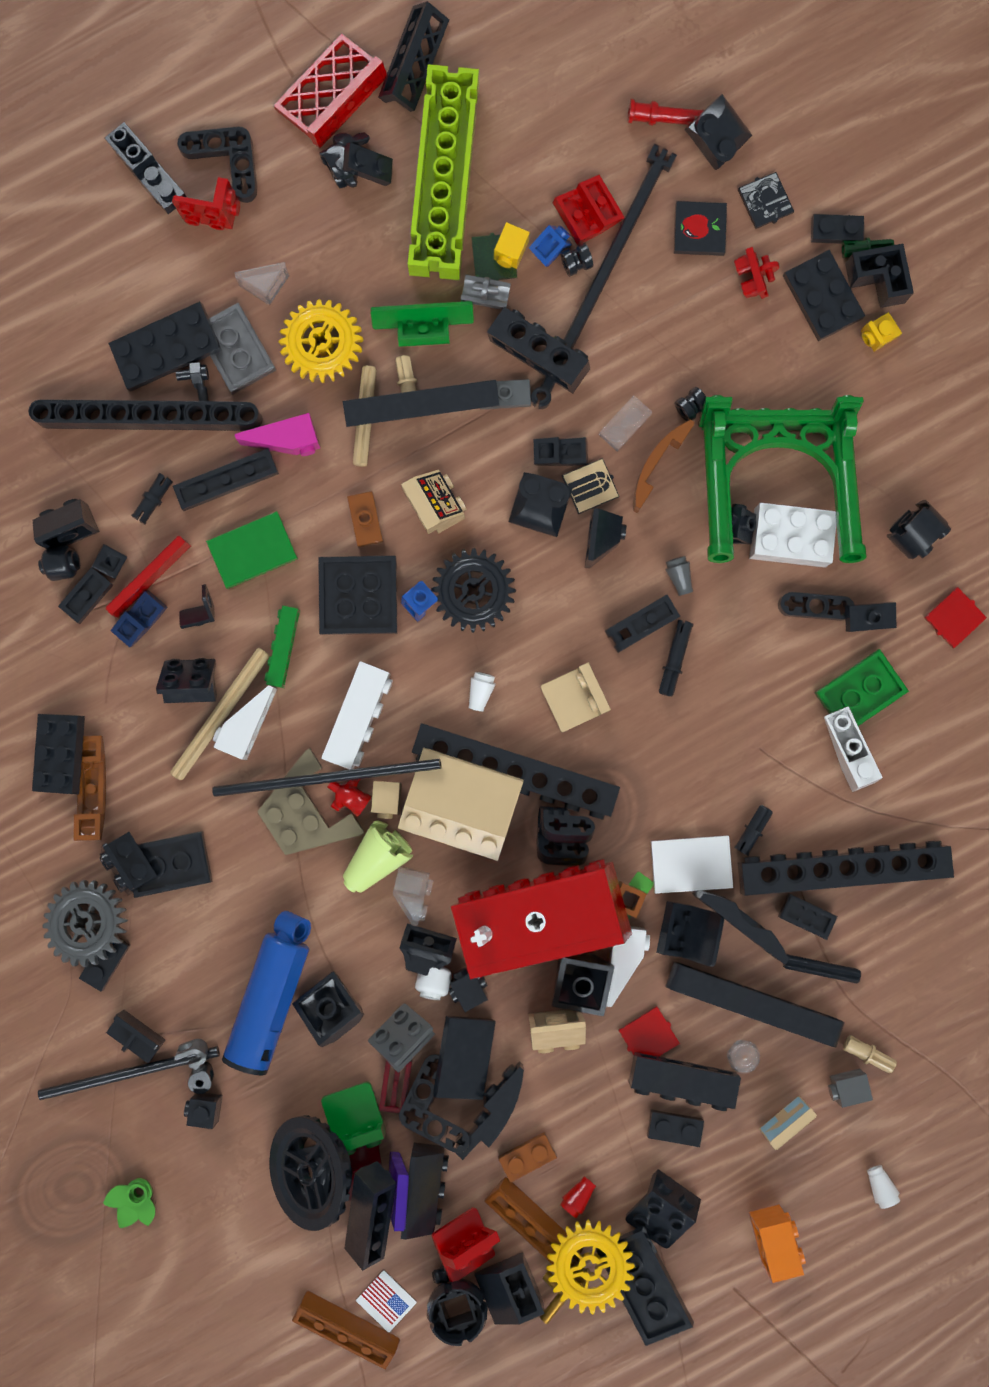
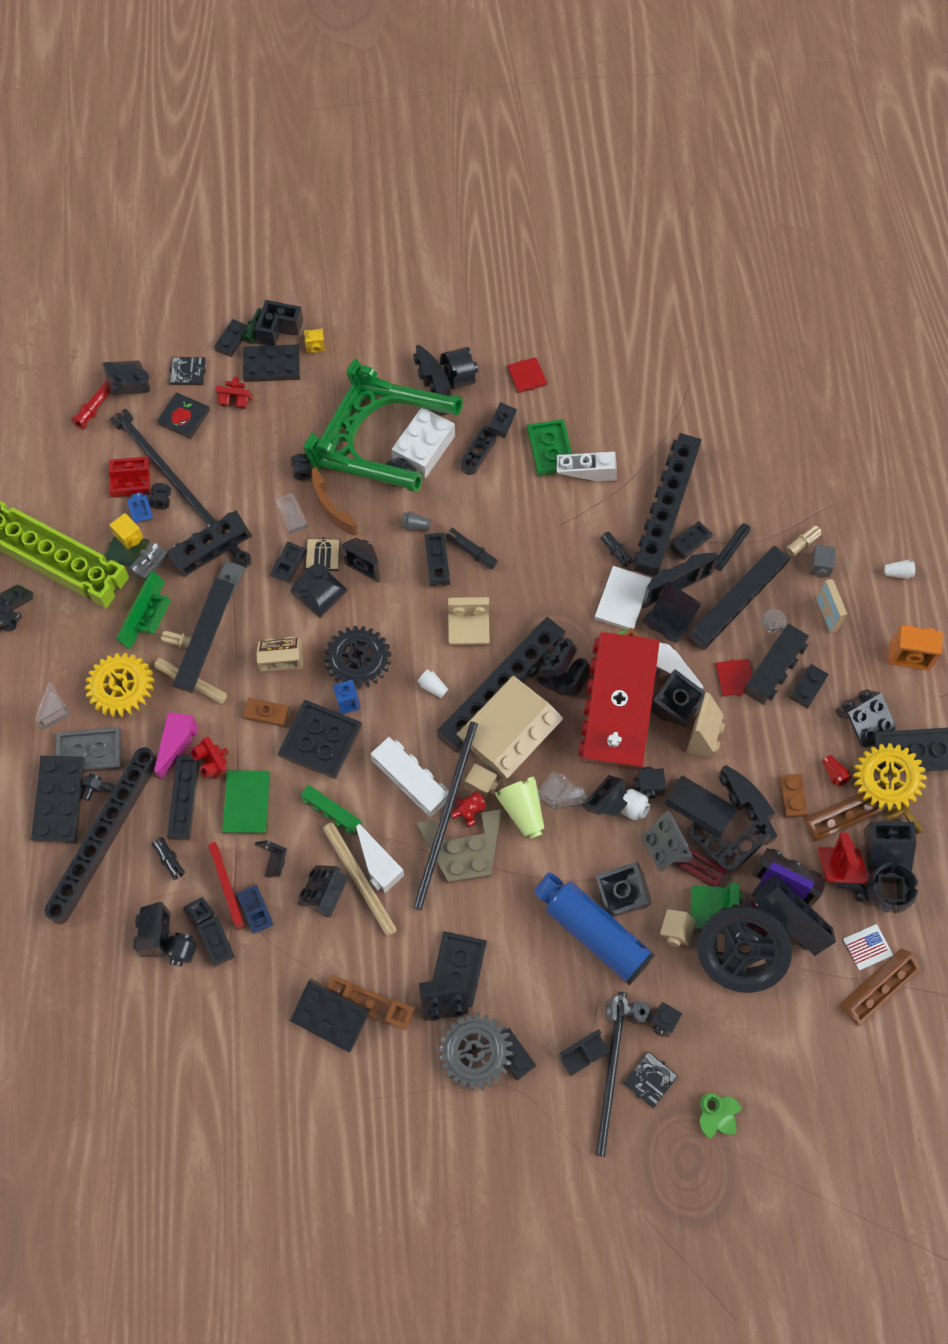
camera: 65 degrees left, 20 degrees down
(140, 1116) = (650, 1079): none -> piece
(285, 476) = (212, 756): none -> red hips
(309, 1086) = (677, 928): none -> tan brick
(896, 501) = (431, 373): none -> black slope

